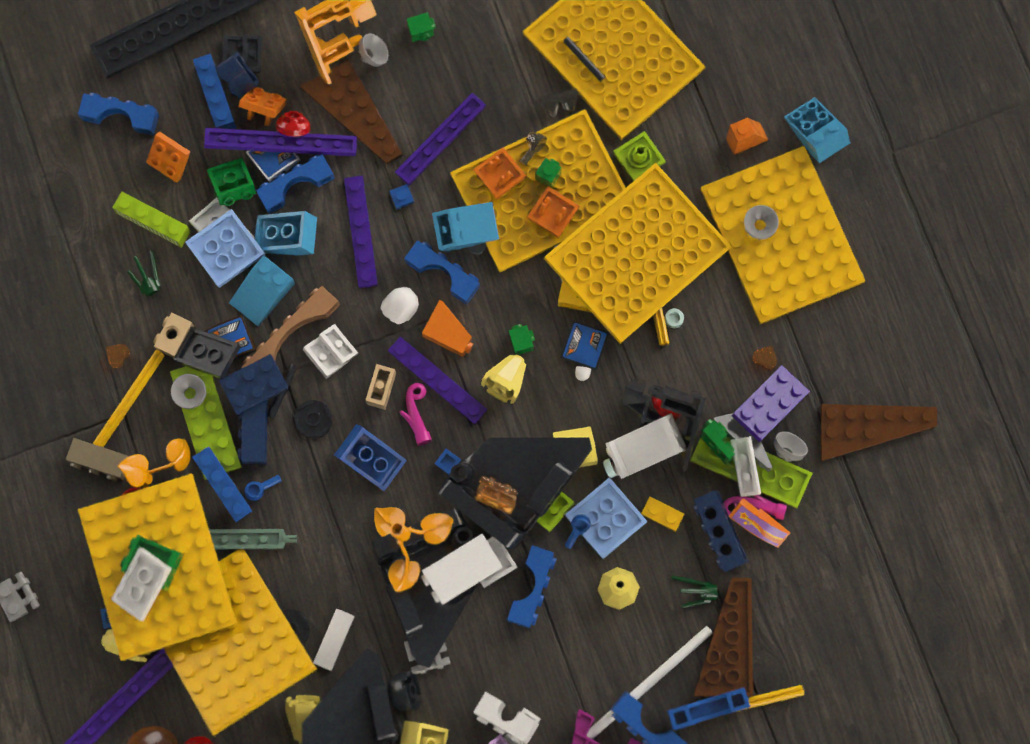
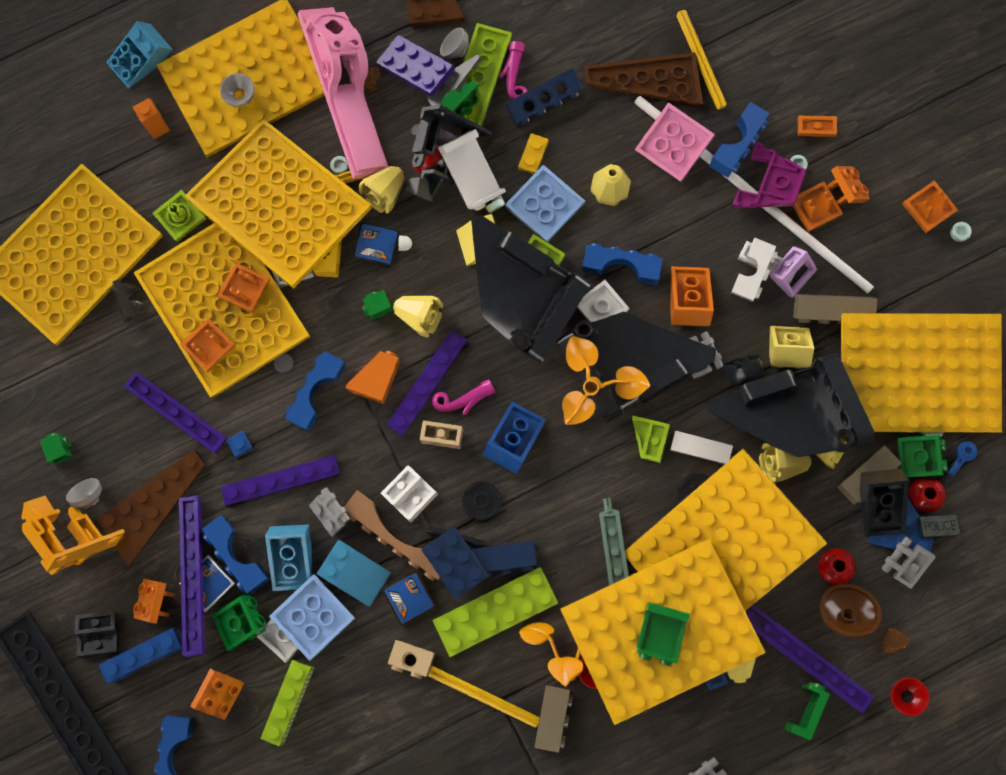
camera: 90 degrees left, 0 degrees up
(47, 690) = (812, 712): none -> green panel
(117, 354) = (438, 718): clear orange tile -> none
(141, 584) = (687, 639): white tile -> none
(149, 286) = (359, 694): dark green plant -> none
(183, 383) = (460, 635): light grey piece -> none
(207, 353) = (427, 618): black plate -> none
(222, 484) = (562, 581): blue arch -> none
(237, 74) = (120, 633): dark blue brick -> none
(255, 490) = (562, 549): blue plate -> none
(293, 124) = (171, 565): red piece -> none
(321, 273) = (329, 511): none -> light grey plate
(350, 590) = (651, 438): none -> lime wing
(400, 305) = (354, 429): white hair -> none
(447, 461) = (509, 360): blue plate -> none
(461, 569) = (618, 327): white panel -> none
(465, 226) = (266, 371): dark azure slope -> none
(489, 651) = (691, 296): none -> orange slope
(496, 494) = (538, 302): clear orange plate -> none
(536, 143) = (171, 315): clear smoke bar -> none
(548, 172) = (203, 296): green brick -> none
(580, 524) = (556, 223): blue plate -> none
(584, 59) = (80, 279): black bar -> none
(641, 358) = (383, 188): none -> light yellow cone
(654, 659) = (674, 142): none -> bright pink plate
(706, 591) = (603, 105): dark green plant -> none
(708, 708) = (707, 71): blue arch -> none
(739, 331) = (347, 100): none -> bright pink piece
(746, 467) = (483, 77): white tile -> none
(759, 523) = (531, 64): slope -> none

